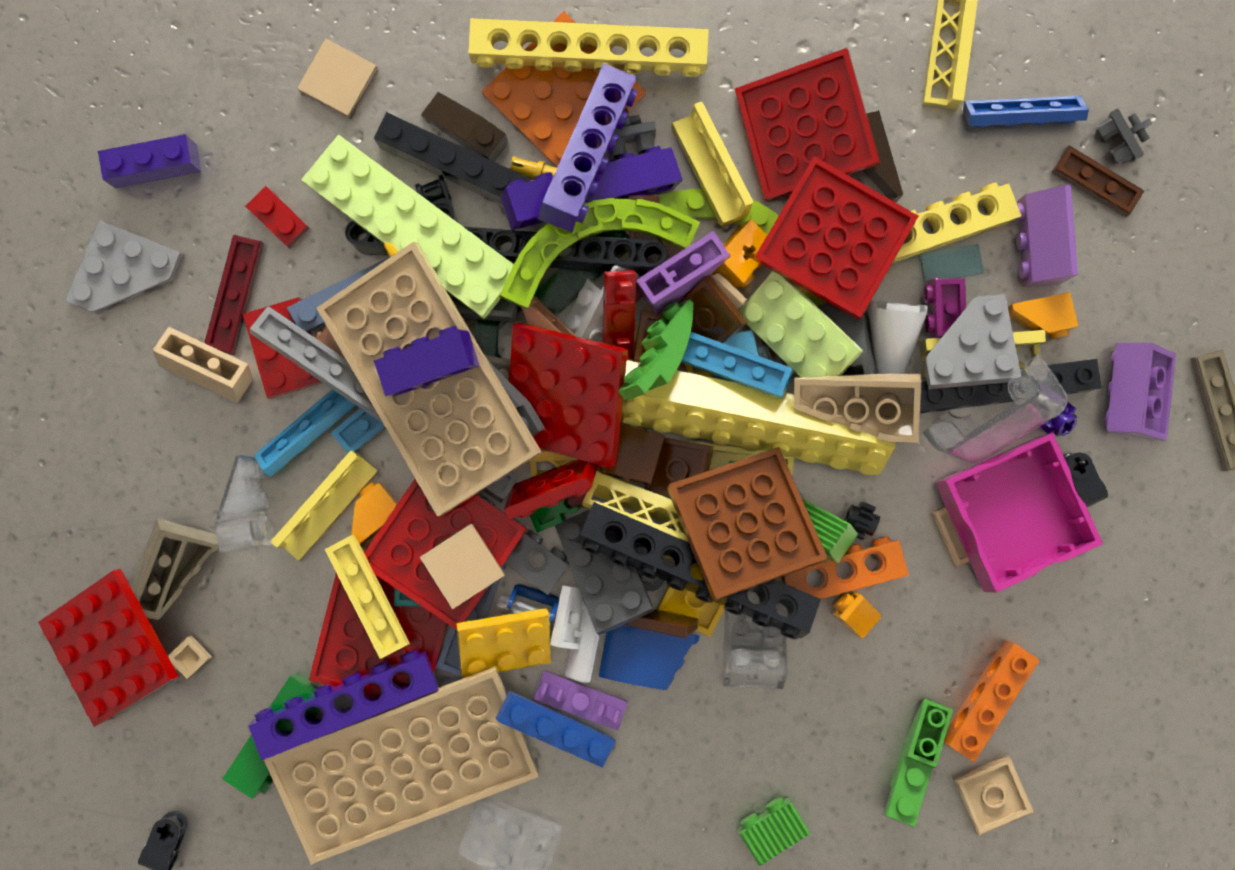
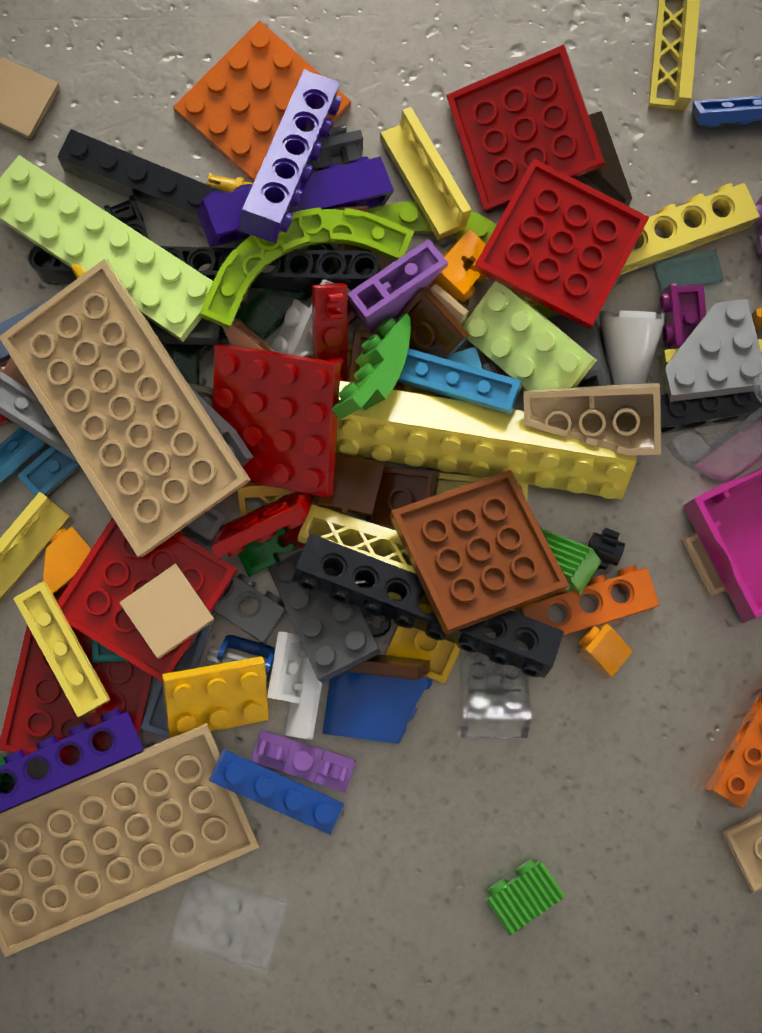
camera: 10 degrees left, 5 degrees down
(426, 361) = (121, 386): dark purple brick -> none
(466, 127) = (157, 143): dark brown slope -> none
(575, 36) = (273, 43): light yellow brick -> none
(916, 761) = (679, 813): bright green slope -> none

